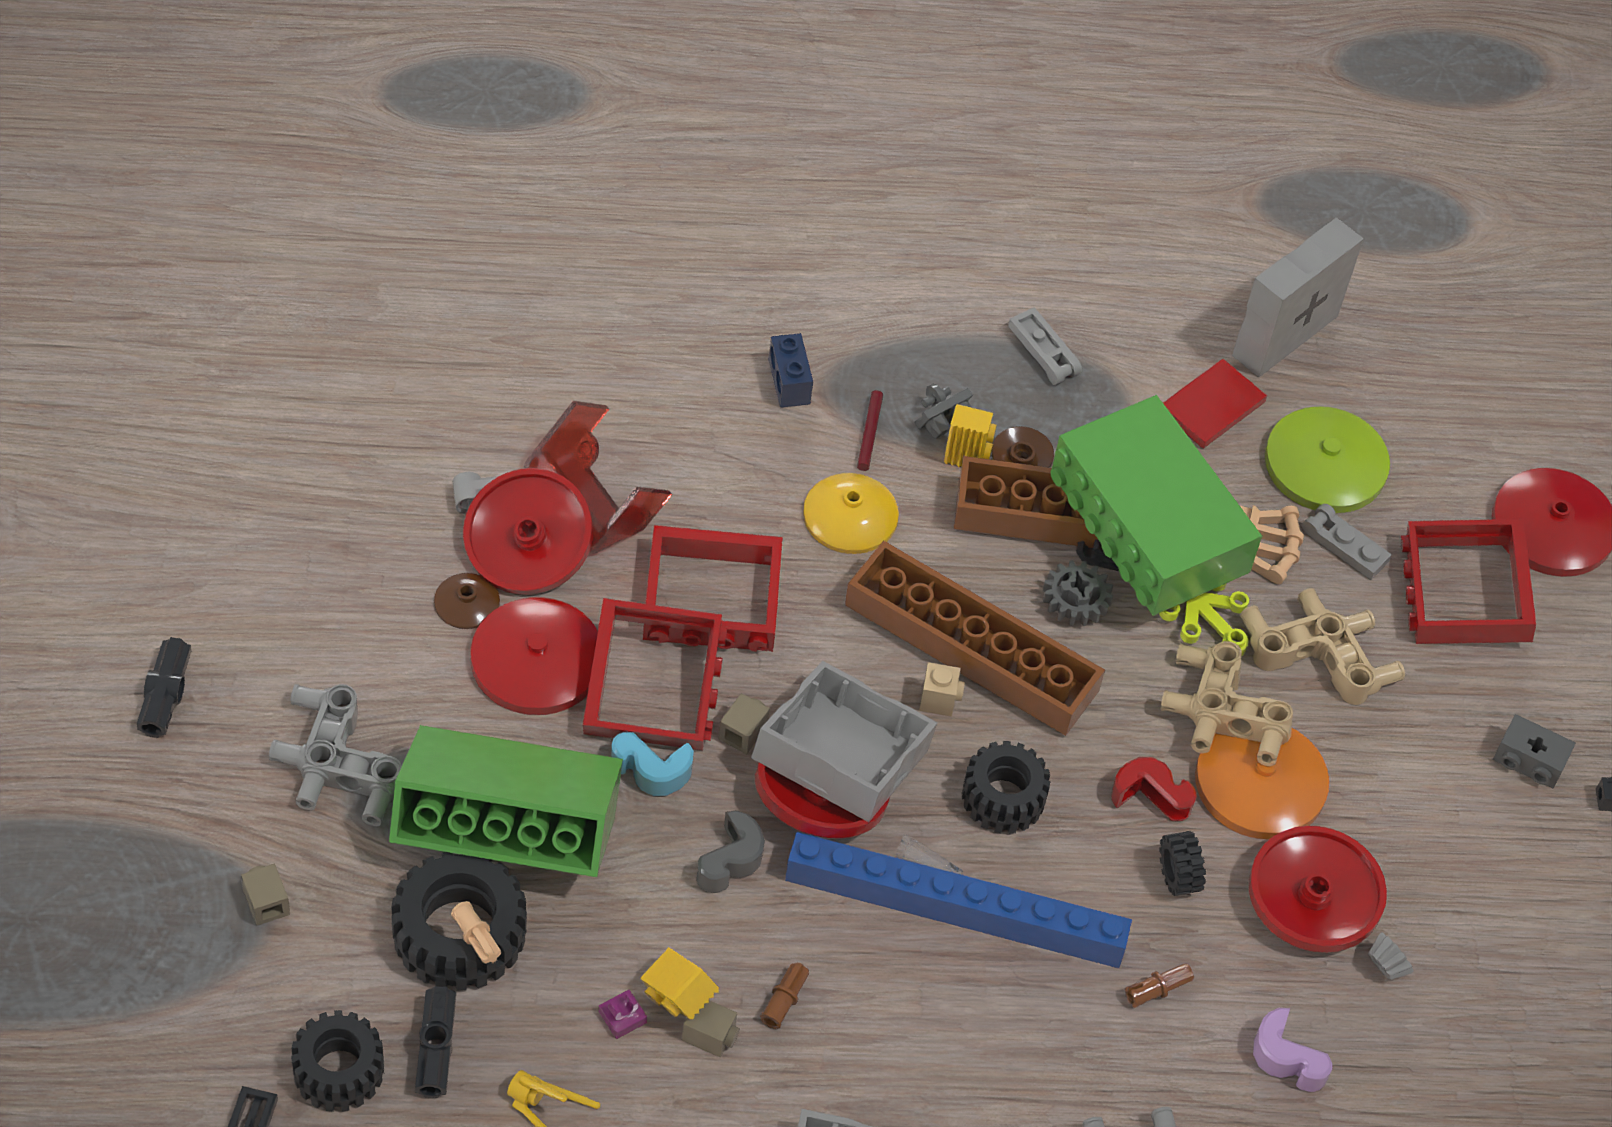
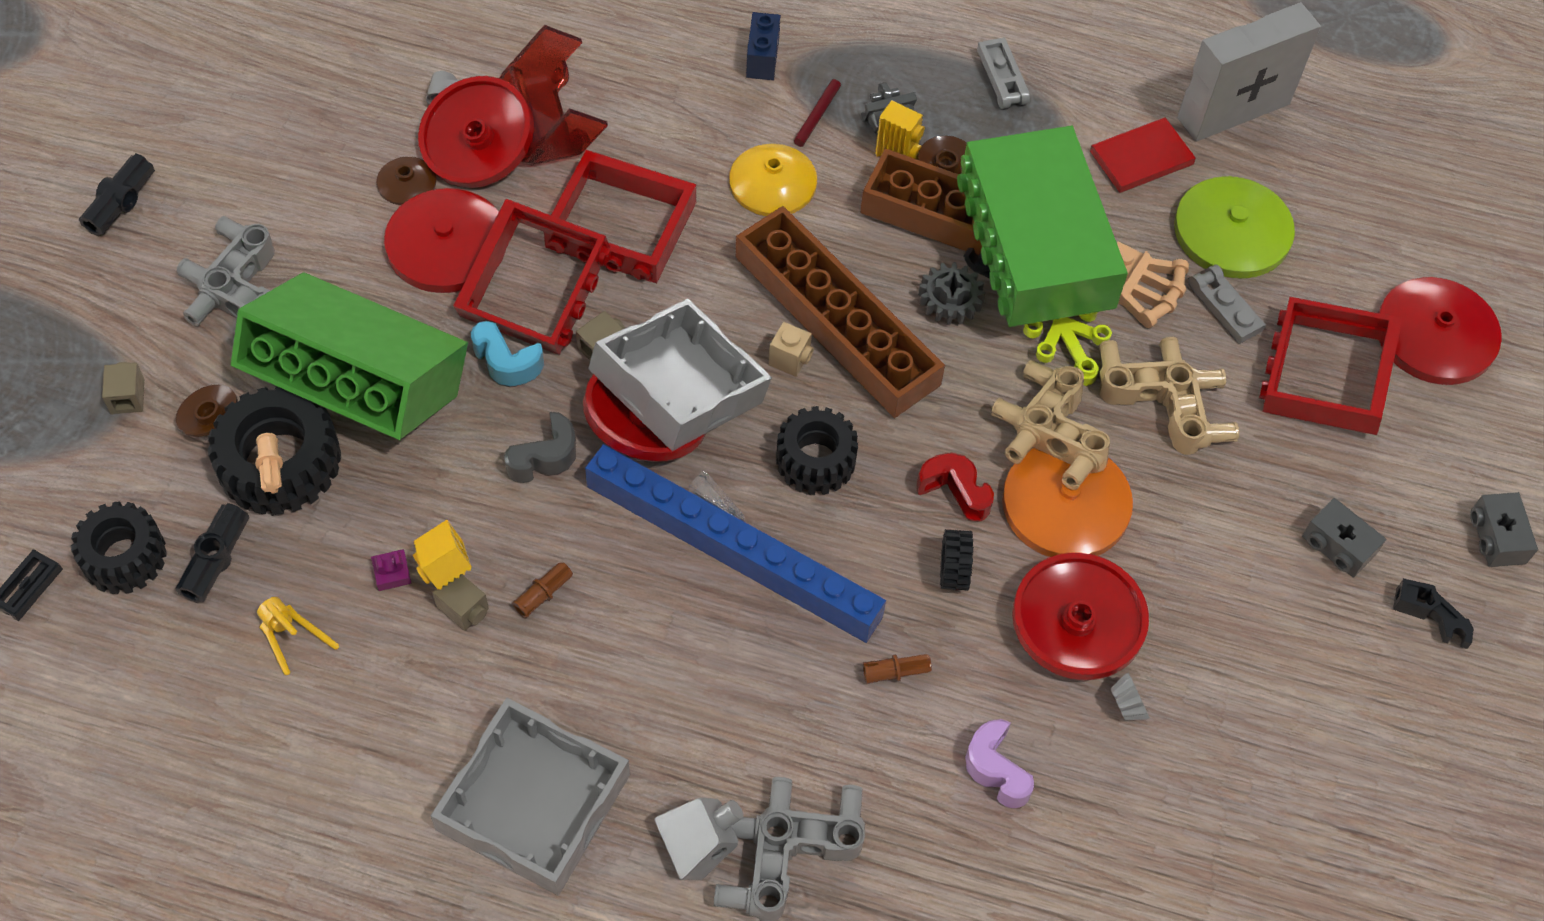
camera: 20 degrees right, 5 degrees up
(358, 889) = (201, 409): none -> reddish brown dish

